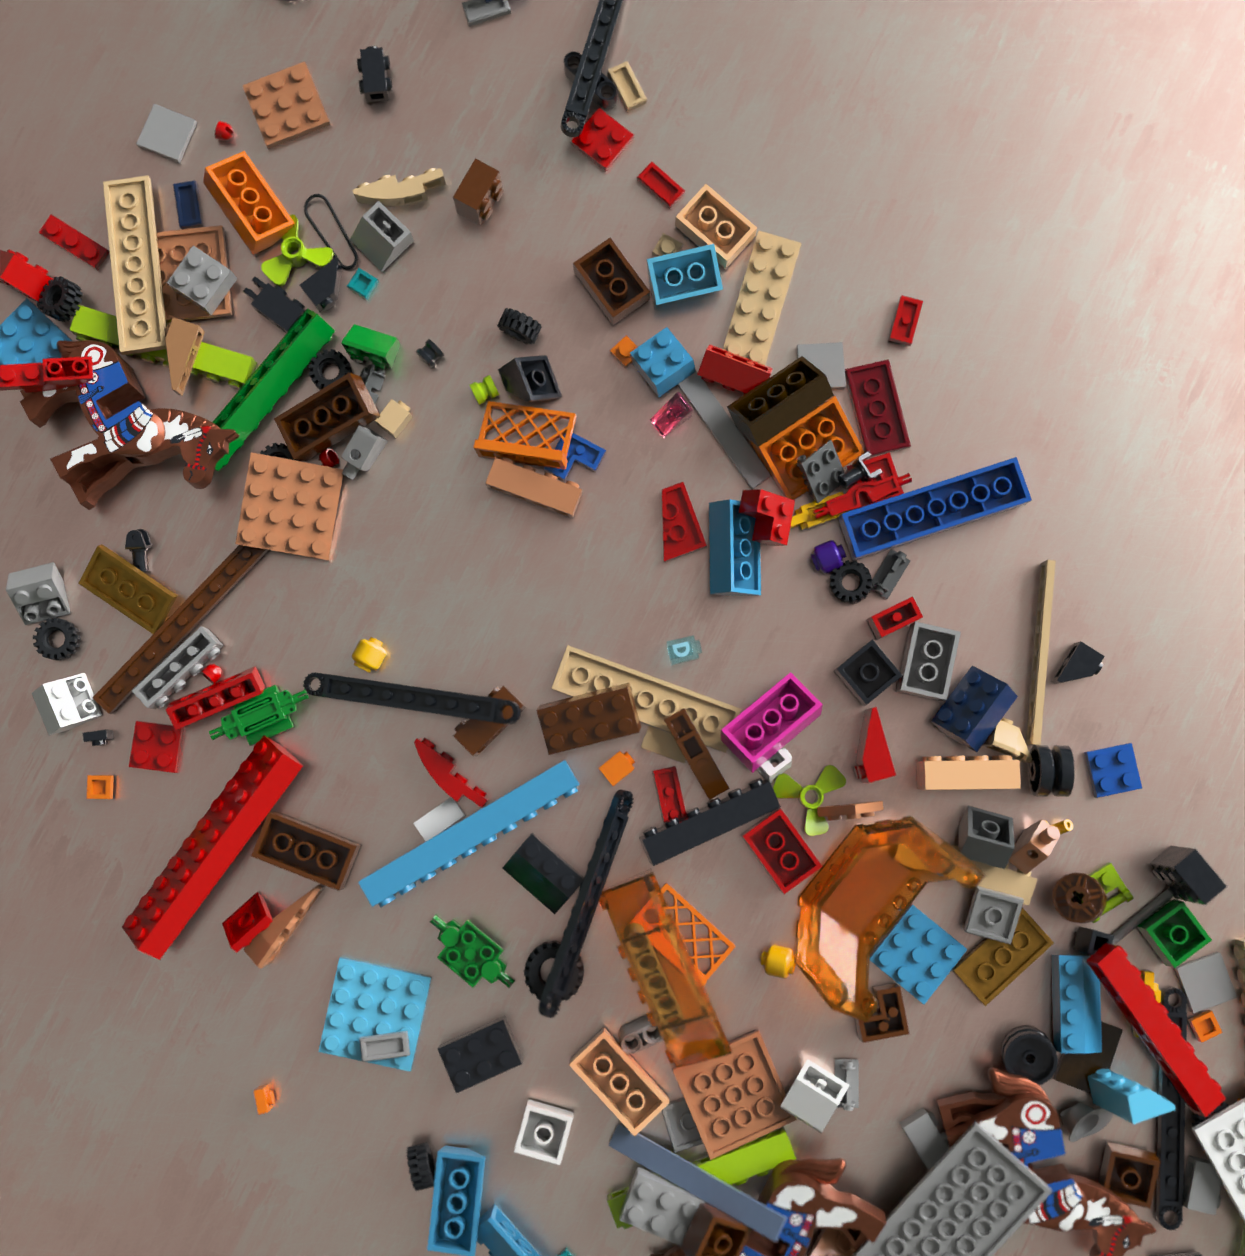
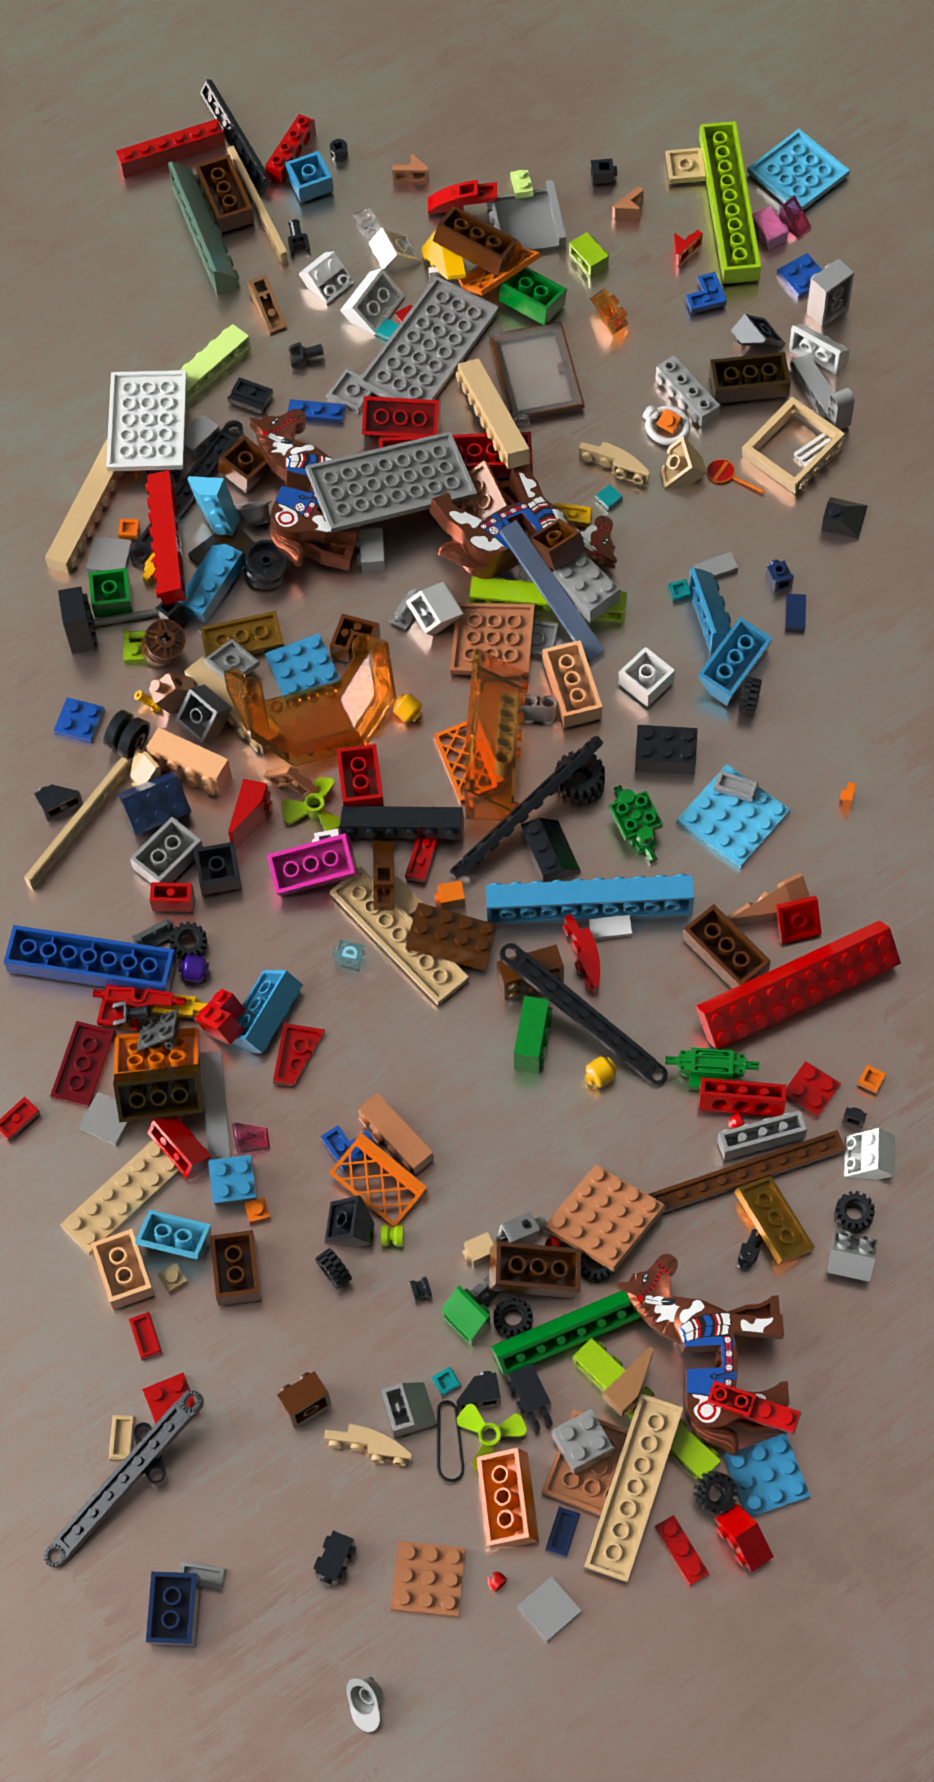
camera: 145 degrees left, 20 degrees down
(452, 655) = (532, 1034): none -> green brick

